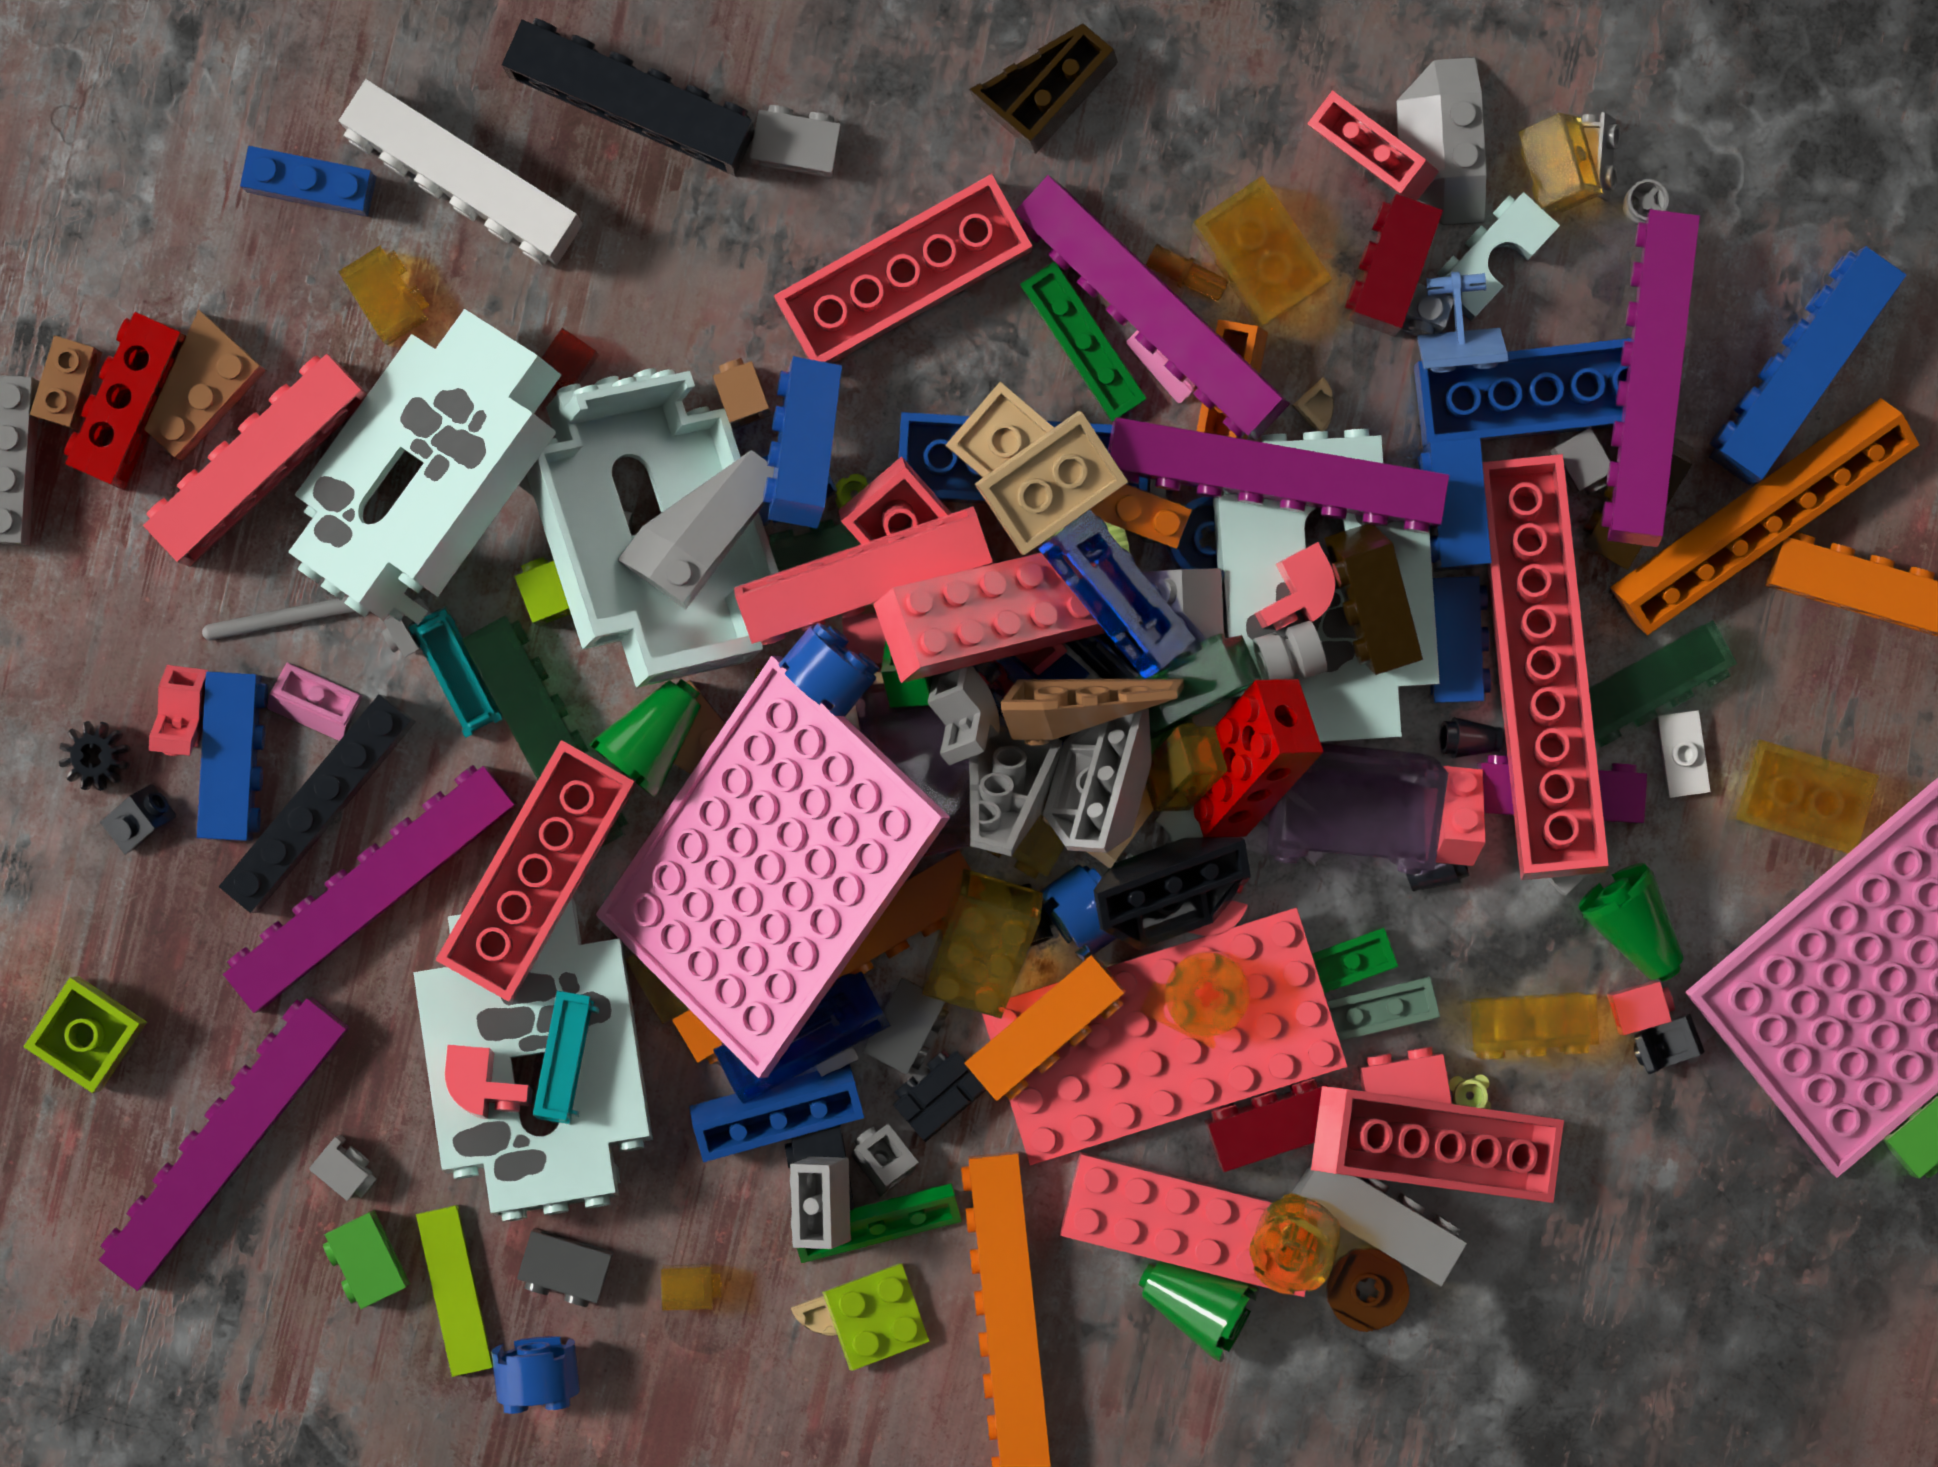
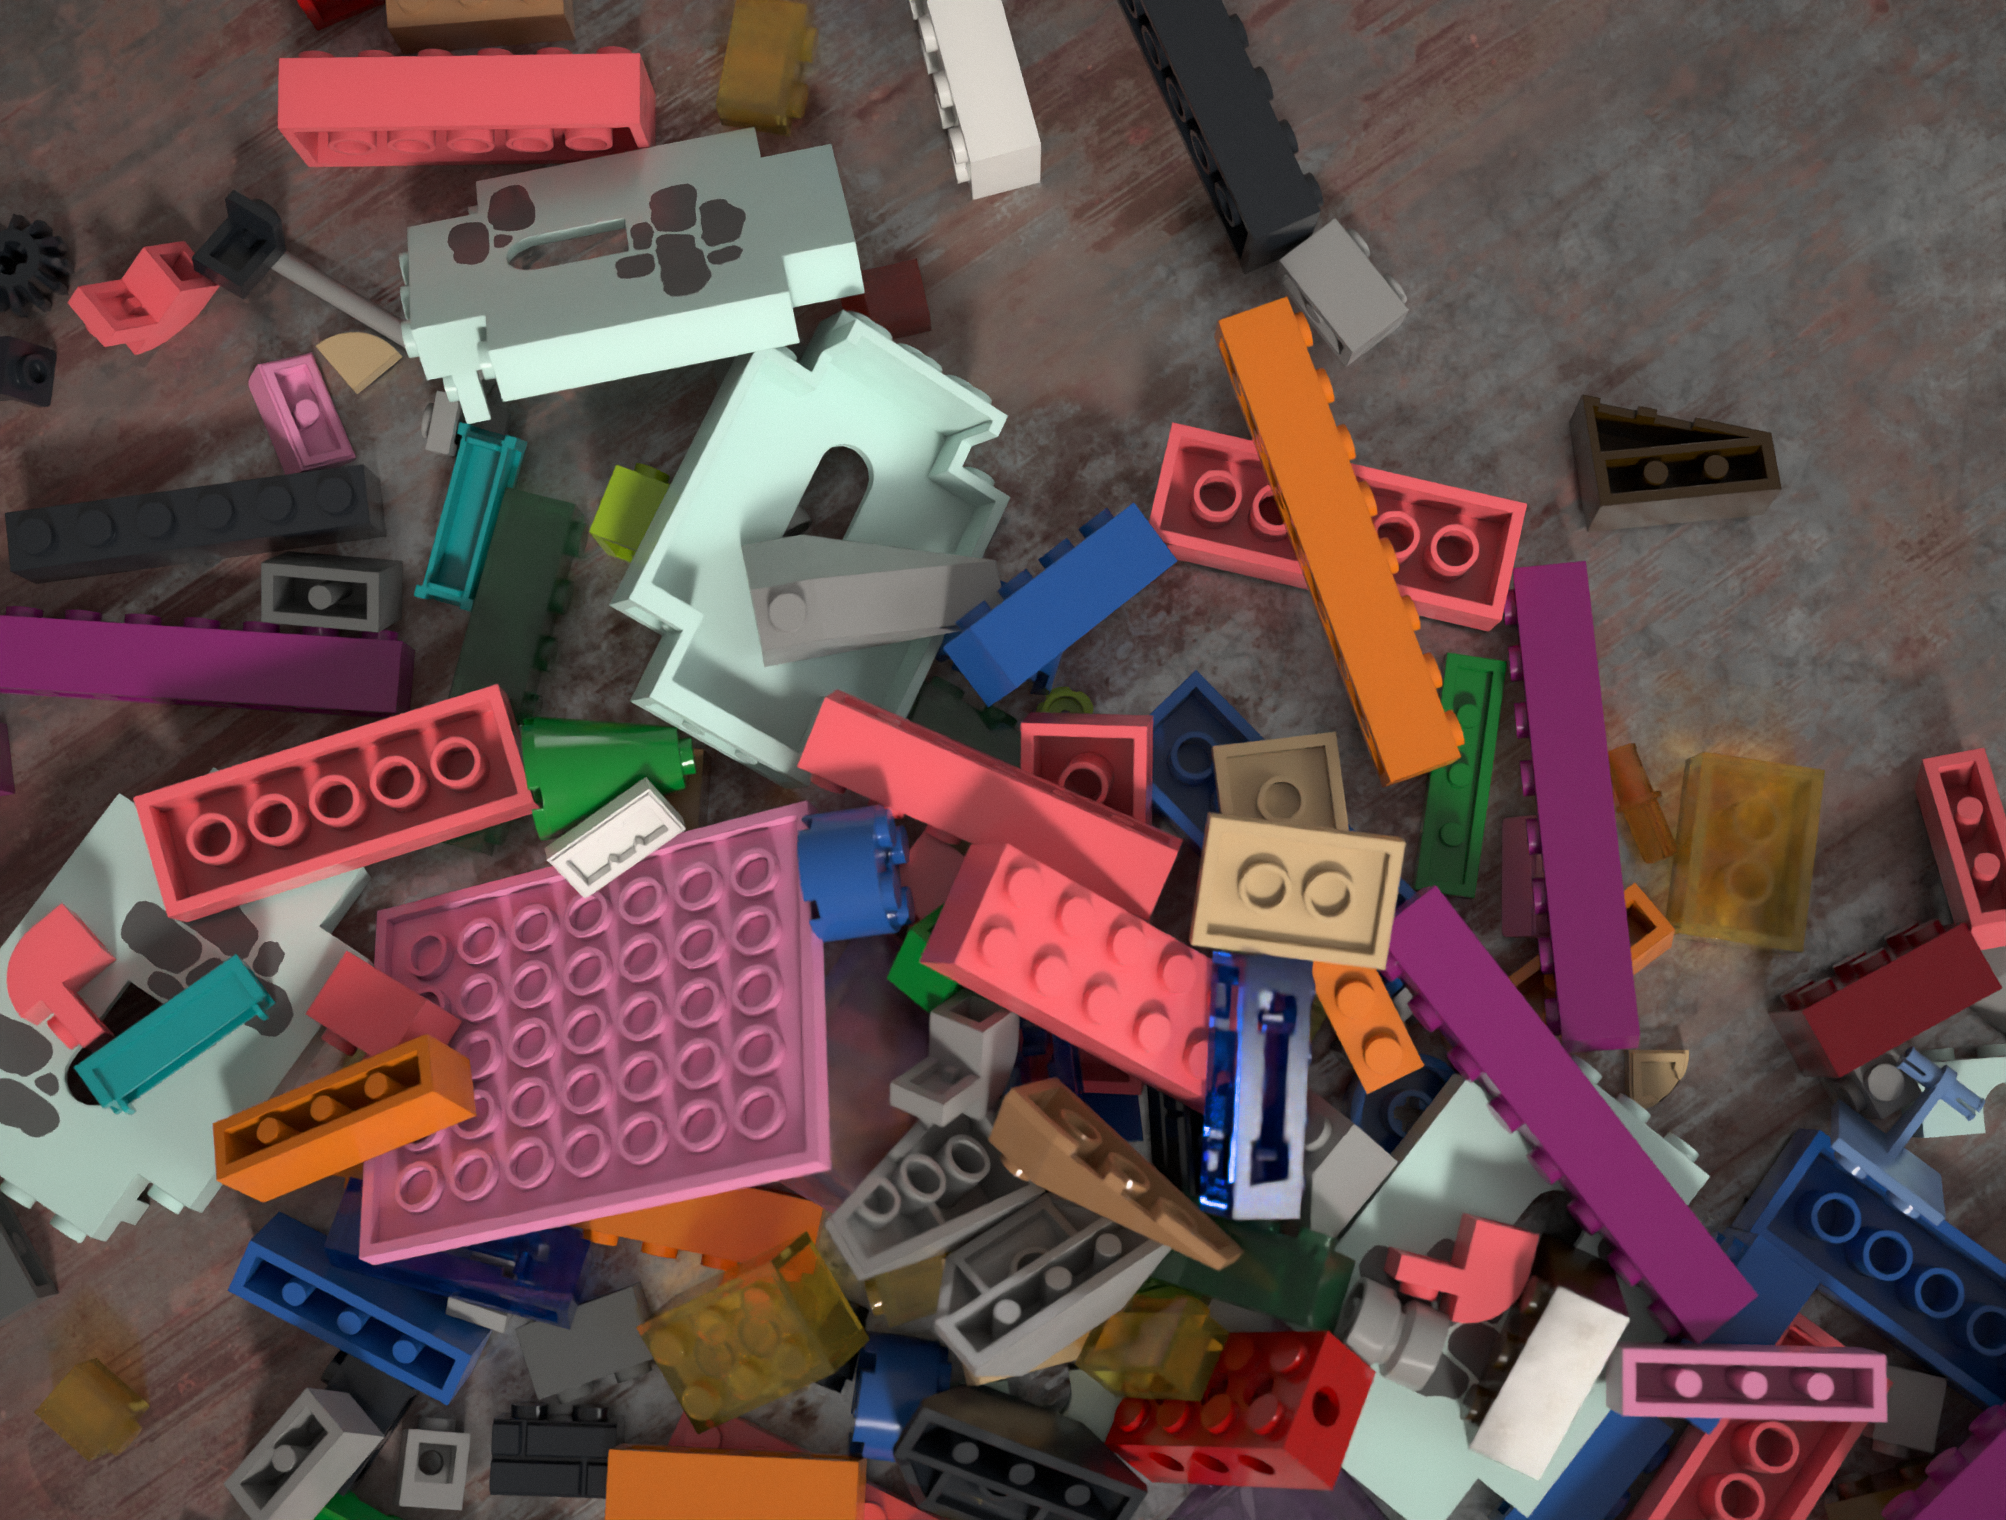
camera: 50 degrees right, 5 degrees down
(203, 639) = (242, 245): none -> black bracket
(230, 756) = (155, 394): blue brick -> none
(314, 642) = (358, 357): none -> tan tile
(421, 773) = (331, 591): none -> dark grey brick
(657, 957) = (375, 1011): none -> coral brick
(687, 1019) = (344, 1119): none -> orange brick
(692, 762) = (615, 838): none -> white plate
(741, 393) = (1041, 496): medium nougat brick -> none
(912, 283) = (1337, 542): none -> orange brick
(1480, 521) = (1747, 1381): none -> bright pink brick

